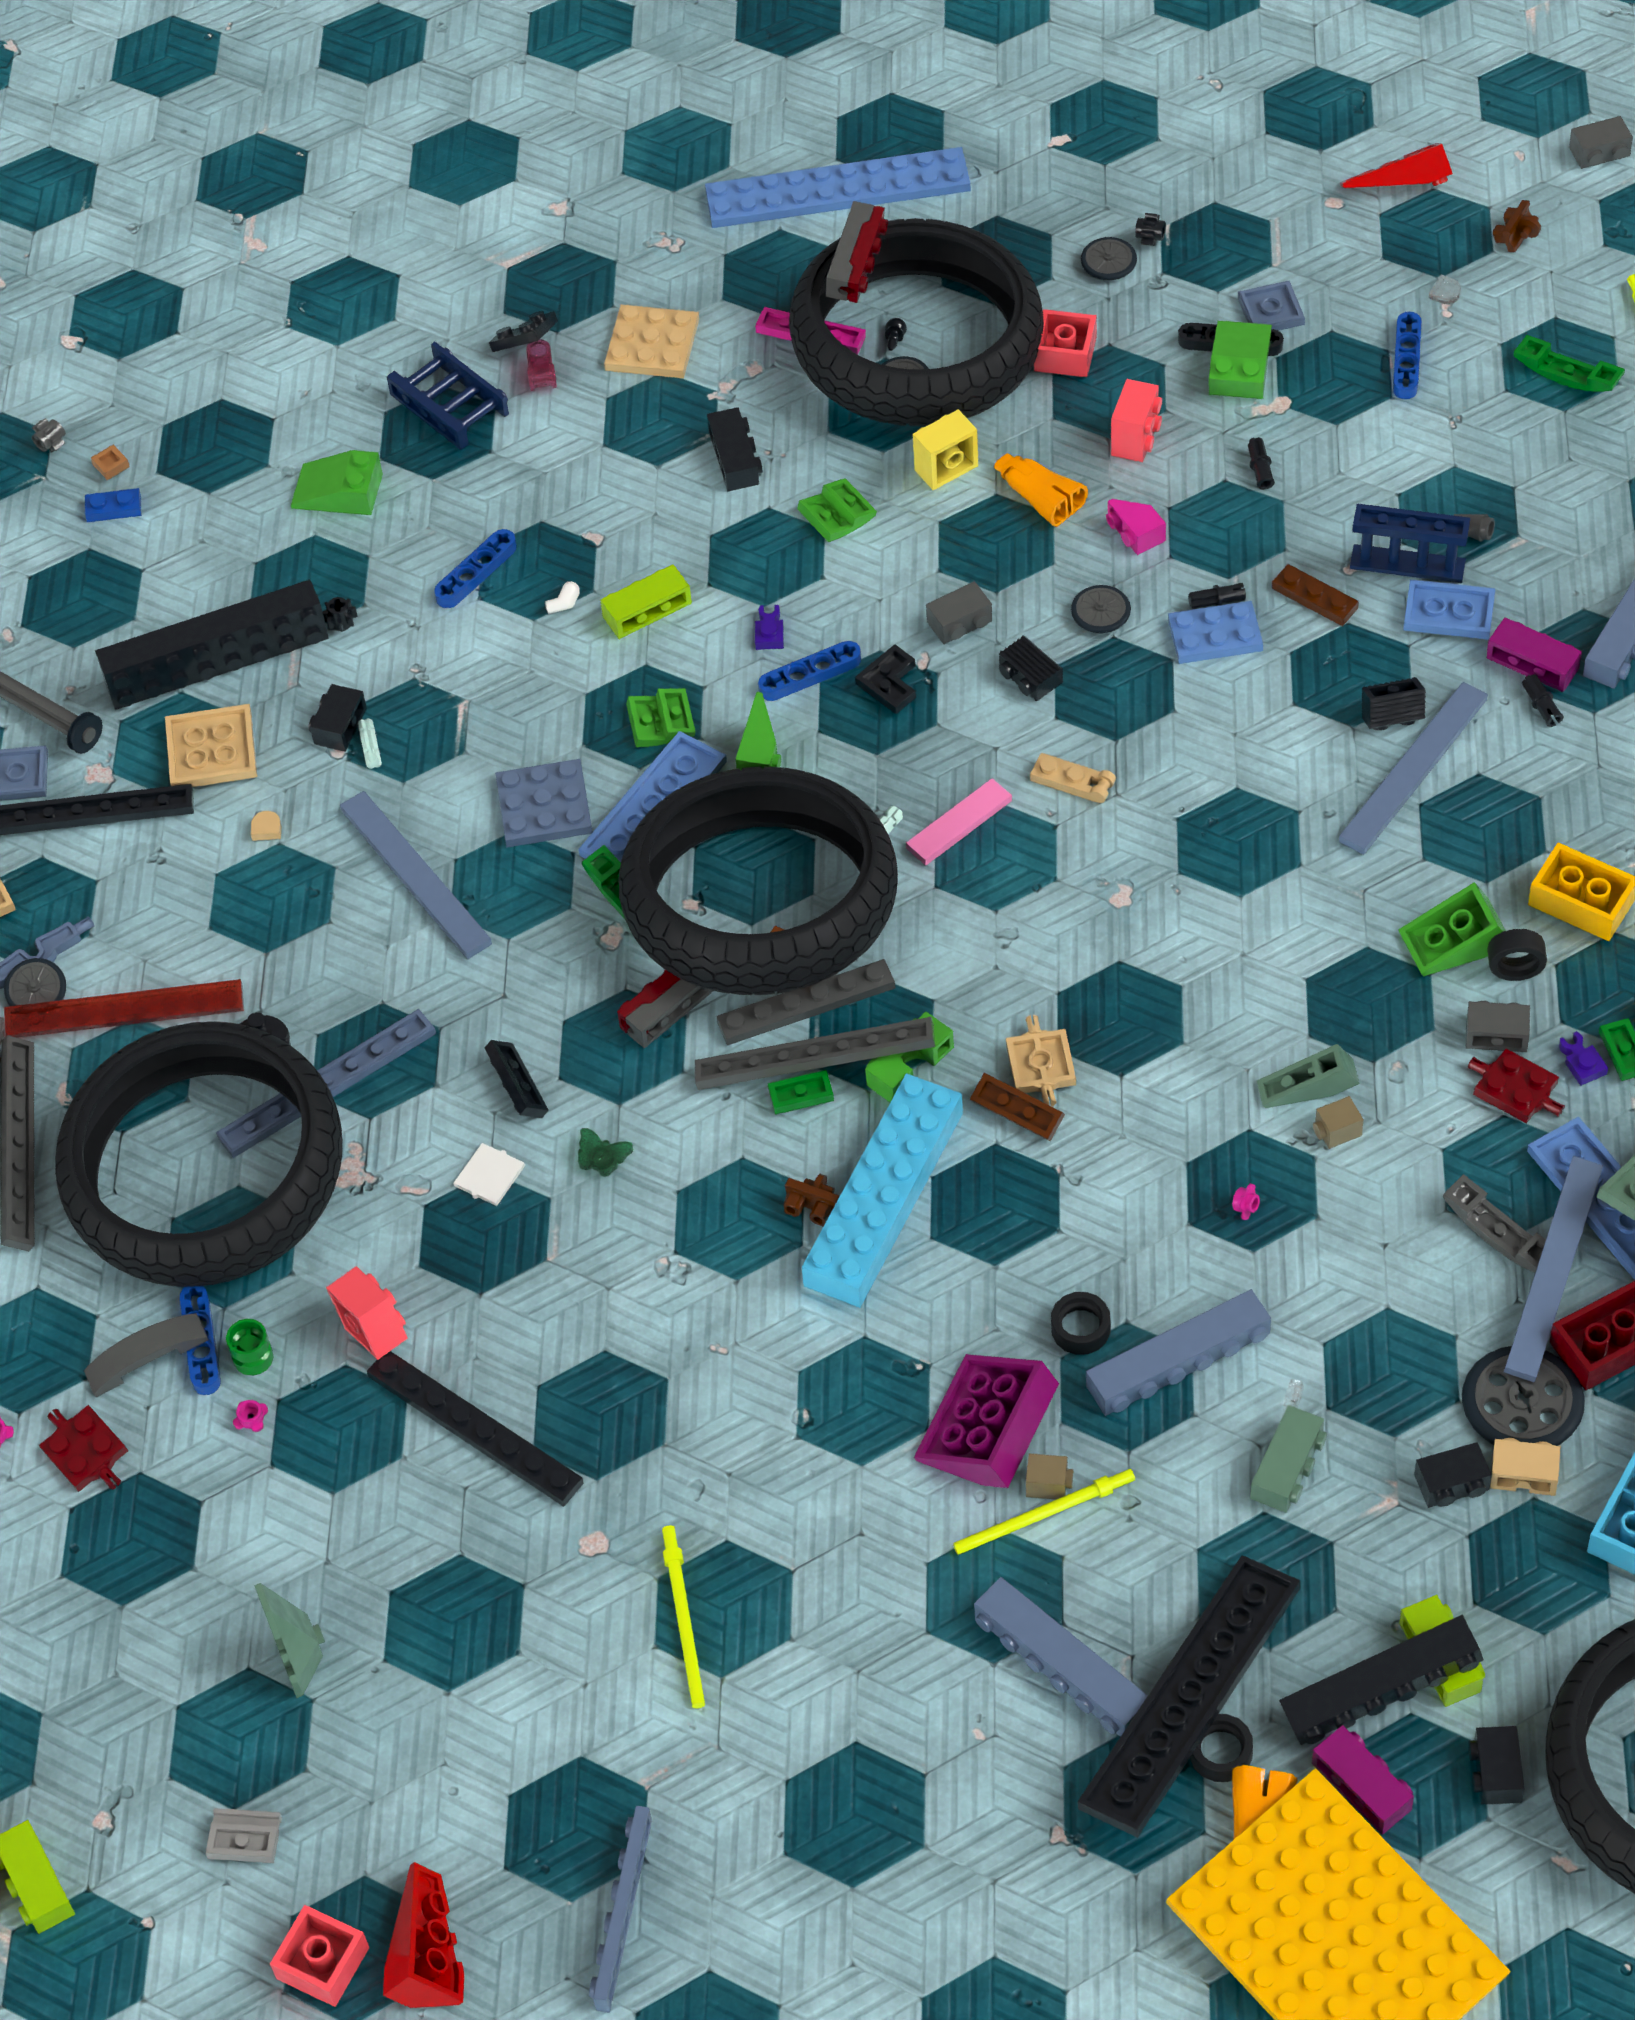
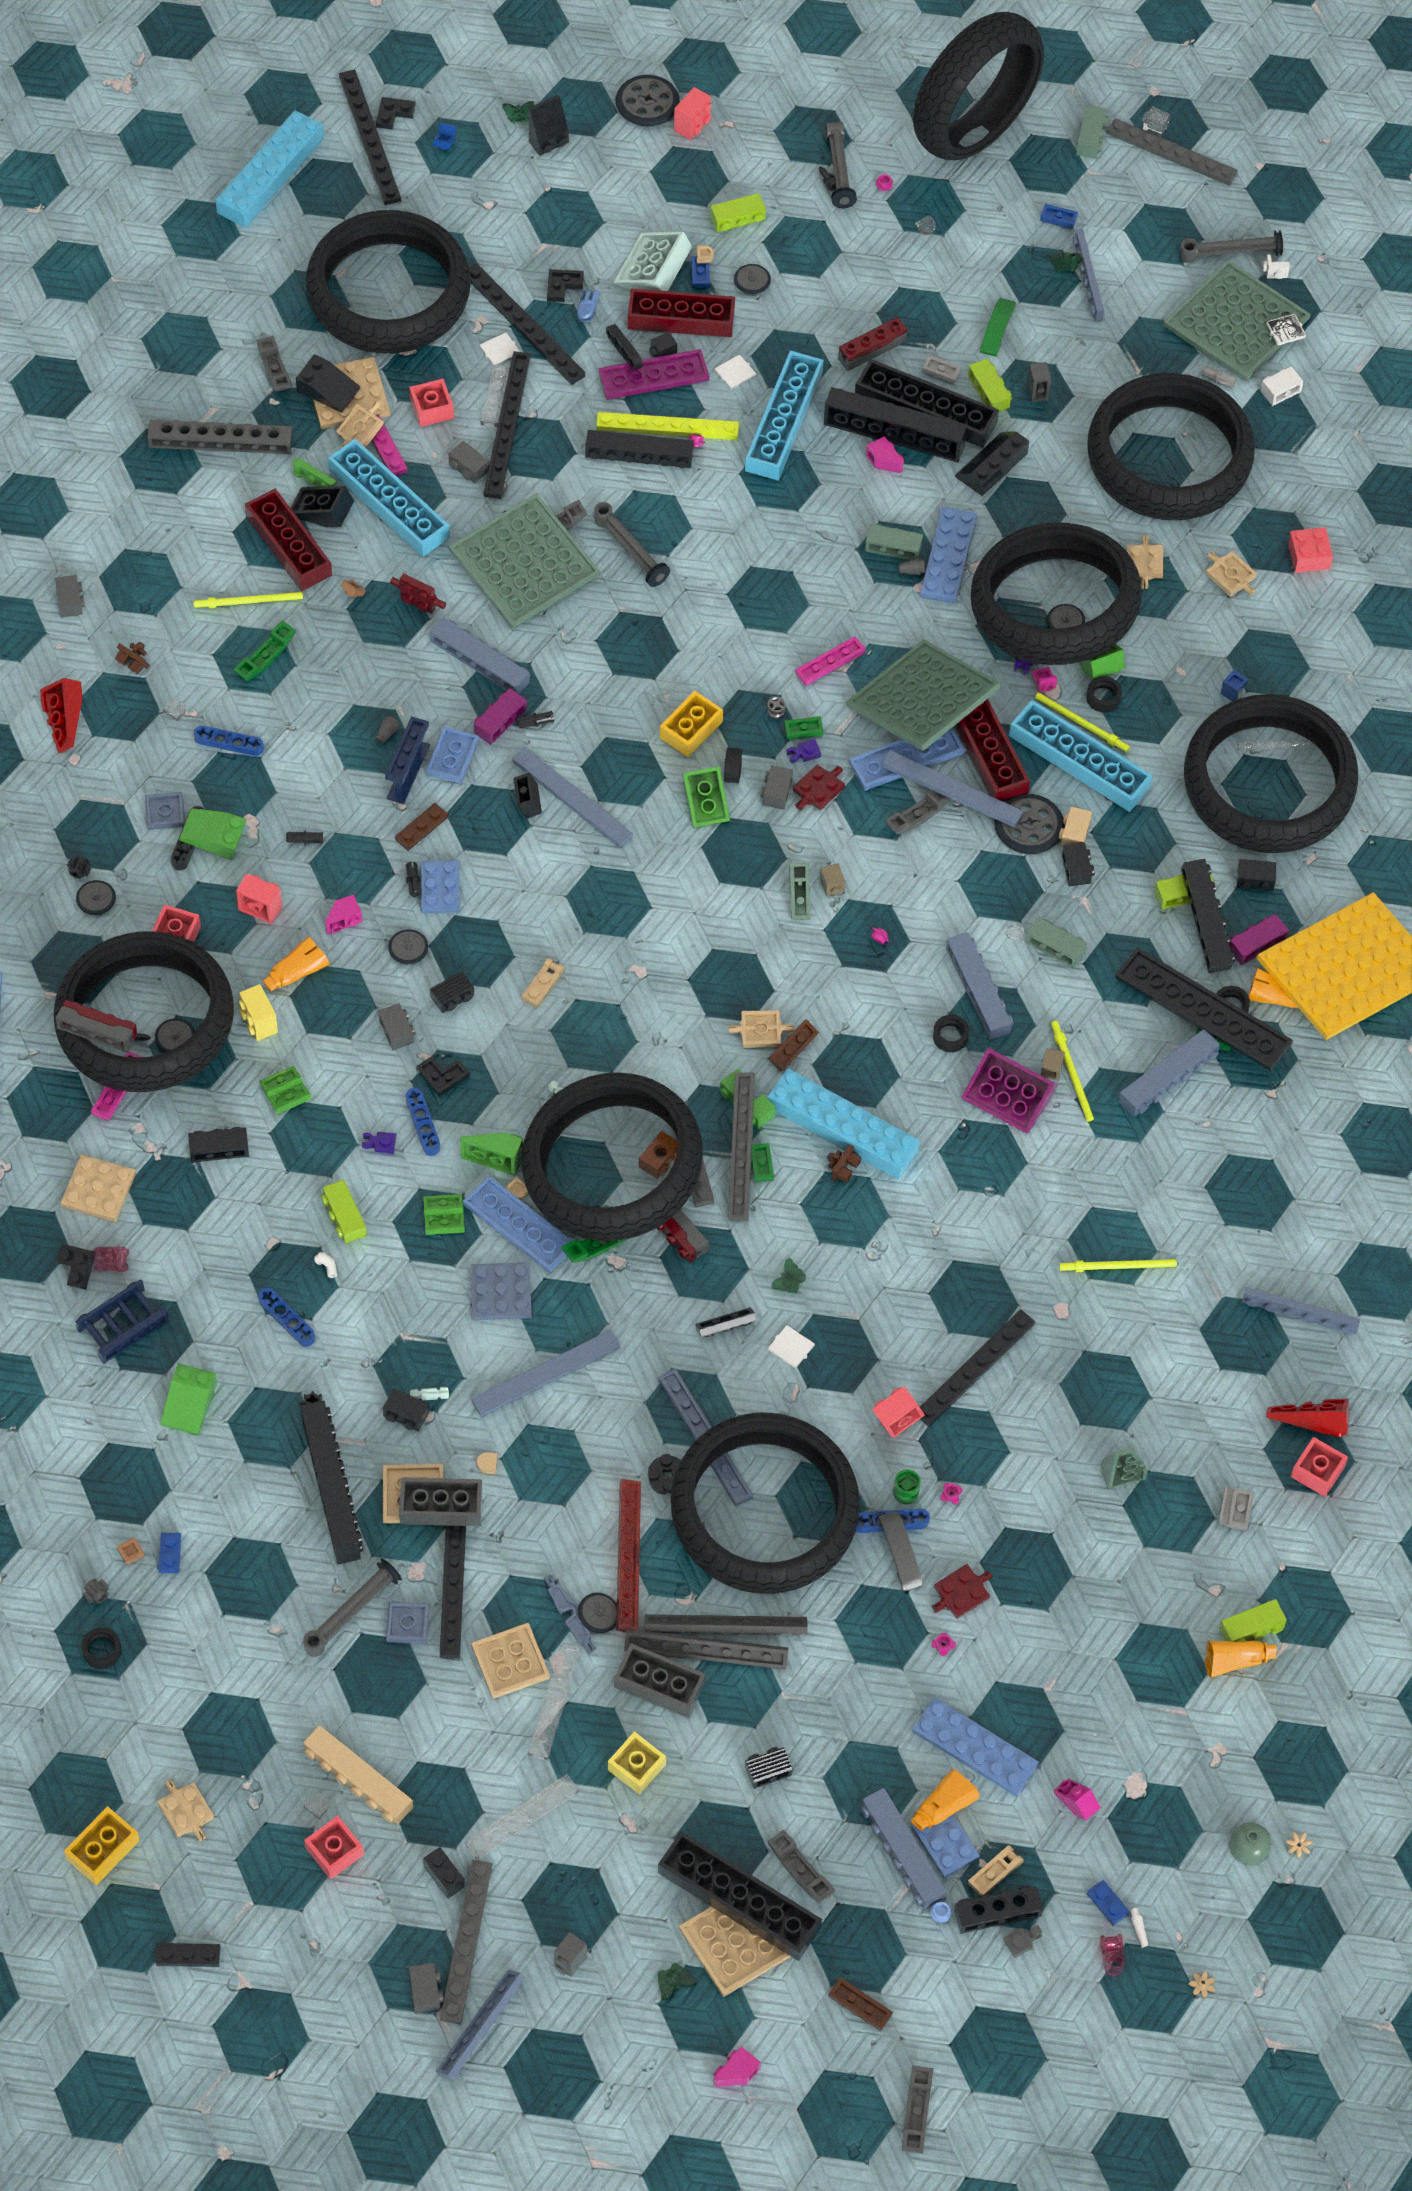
camera: 90 degrees left, 5 degrees up
(181, 765) = (440, 1501): none -> dark grey brick
(958, 821) = (564, 1050): bright pink tile -> none

